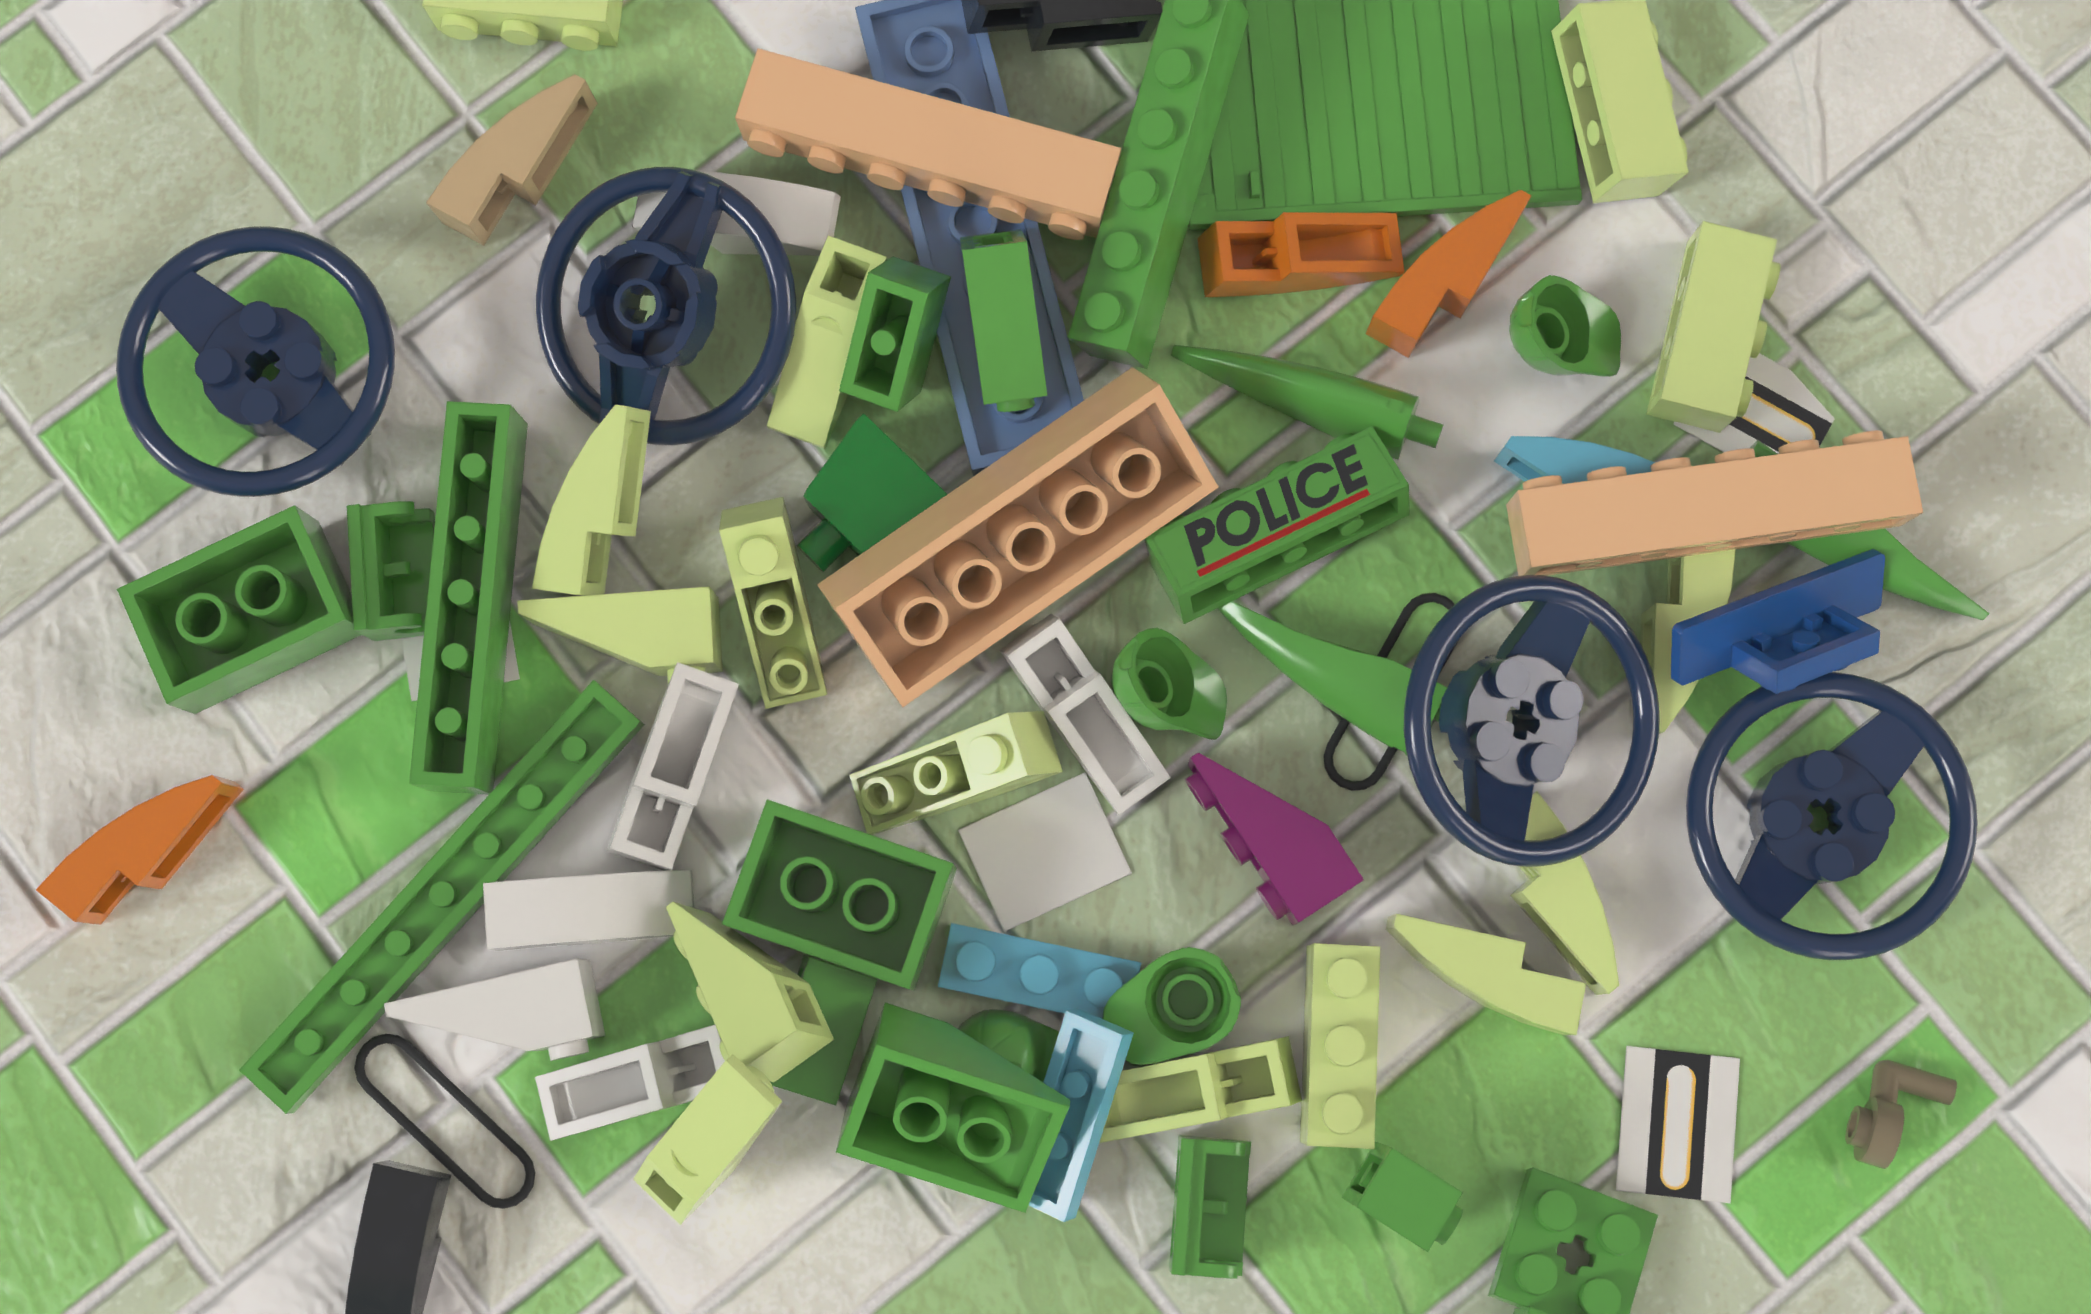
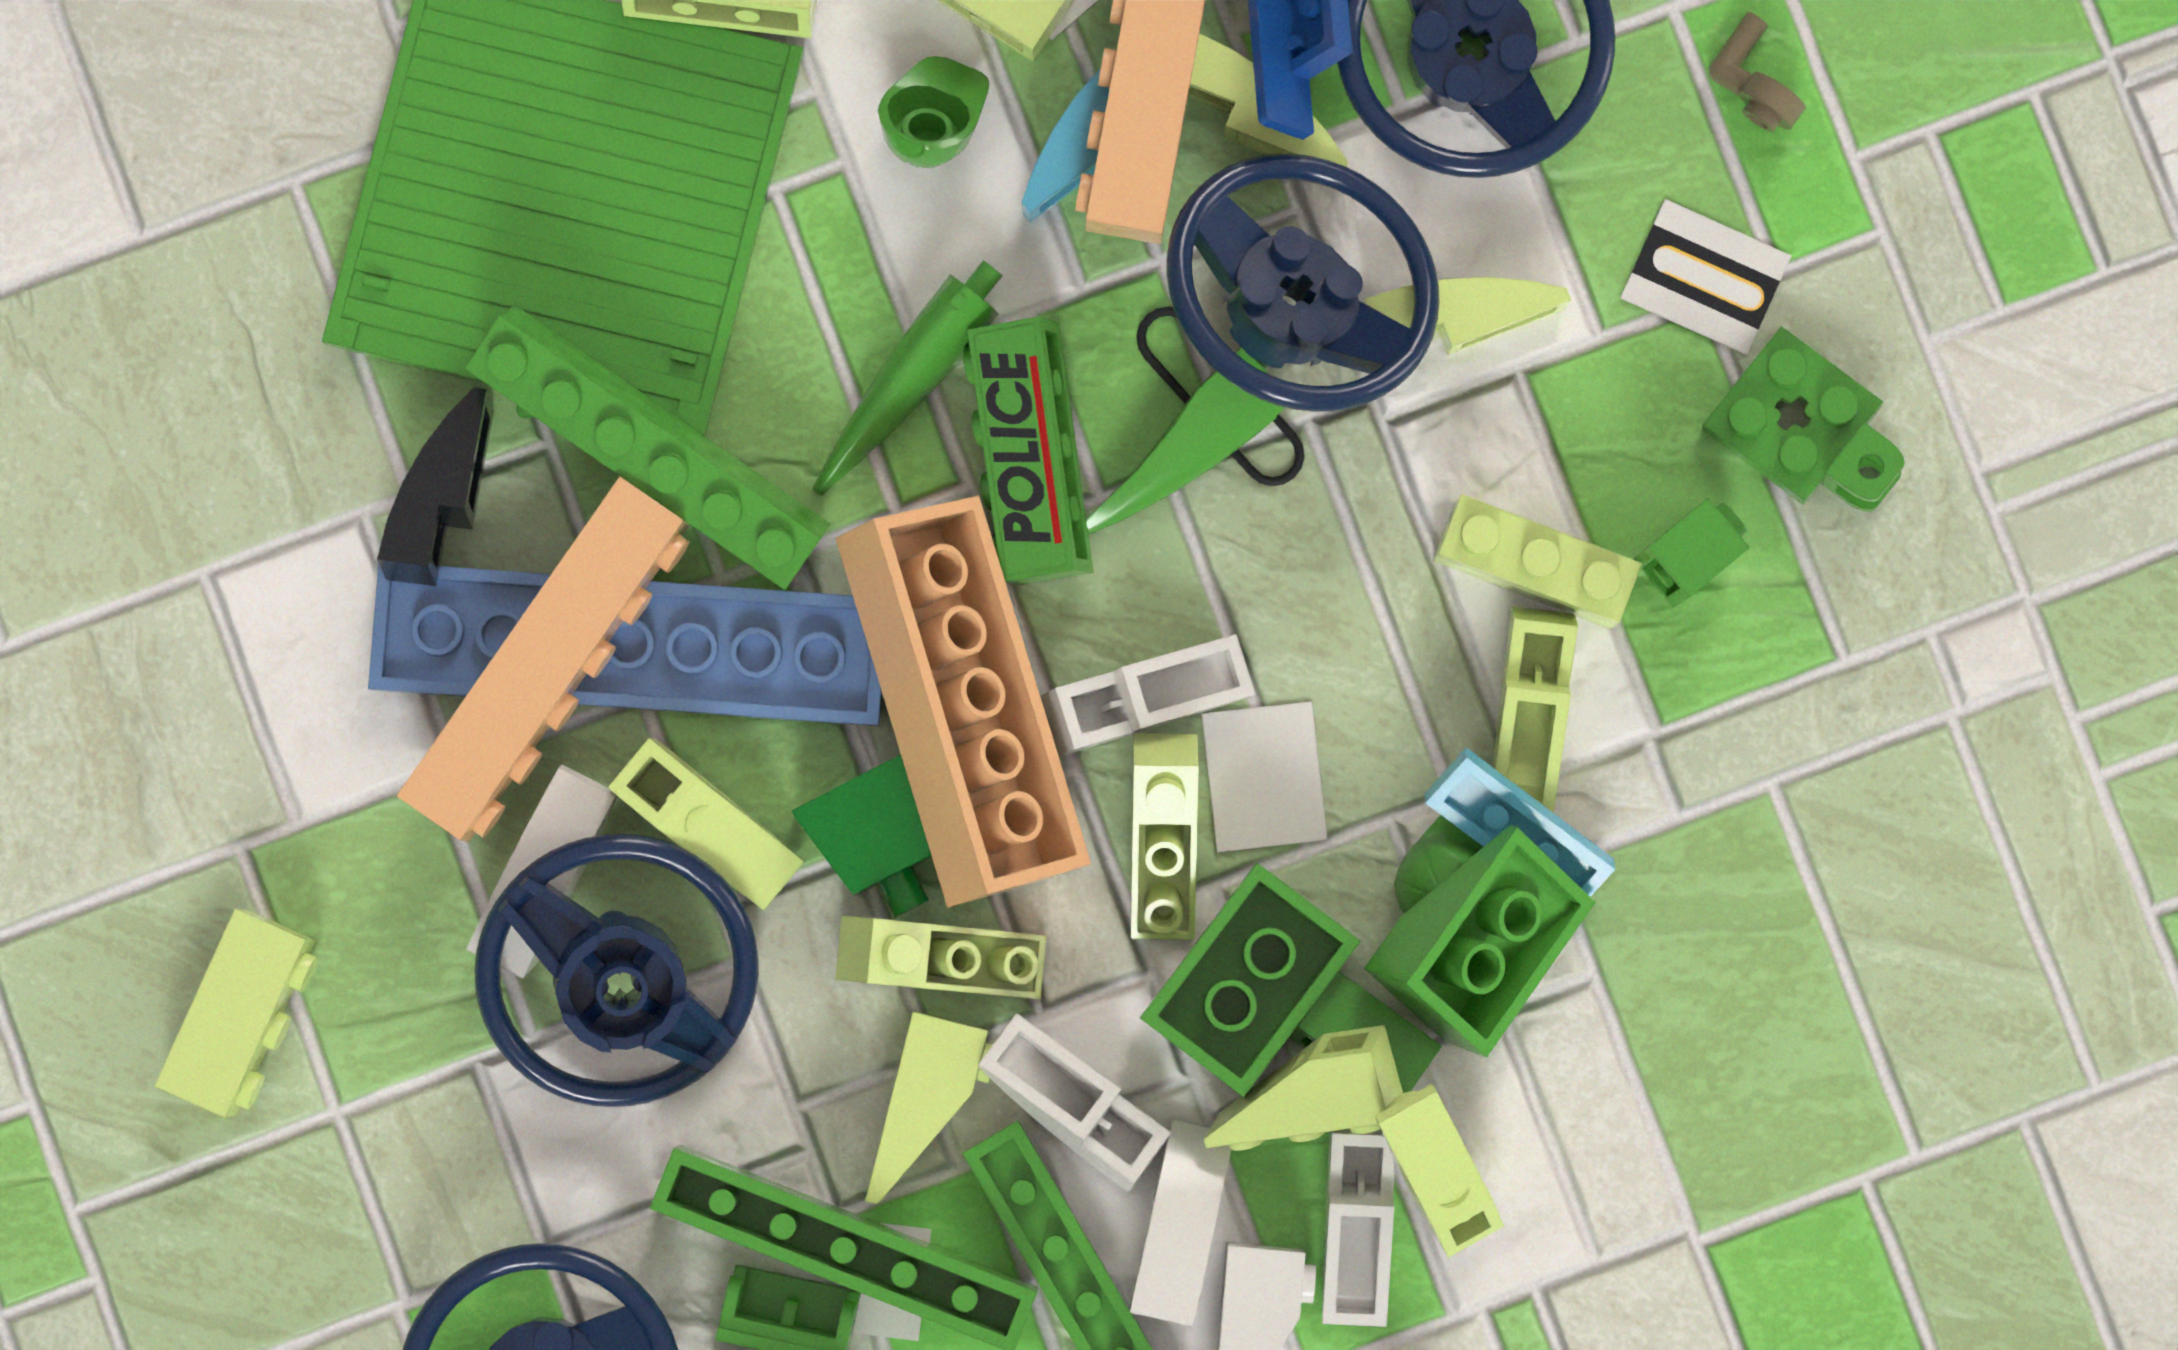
camera: 75 degrees left, 5 degrees up
(513, 159) = (408, 1078): tan slope -> none
(593, 504) = (797, 1100): yellowish green slope -> none
(894, 333) = (723, 754): bright green brick -> none
(1004, 319) = (743, 644): bright green slope -> none
(1031, 971) = (1379, 819): medium azure plate -> none
(1169, 685) = (1150, 606): bright green piece -> none
(1176, 1006) = (1453, 700): bright green piece -> none
(1209, 1207) = (1643, 732): bright green hinge -> none
(1289, 848) = (1343, 545): magenta slope -> none
(1299, 253) = (766, 337): orange slope -> none
(1445, 274) = (838, 205): orange slope -> none
(1491, 973) = (1516, 398): yellowish green slope -> none

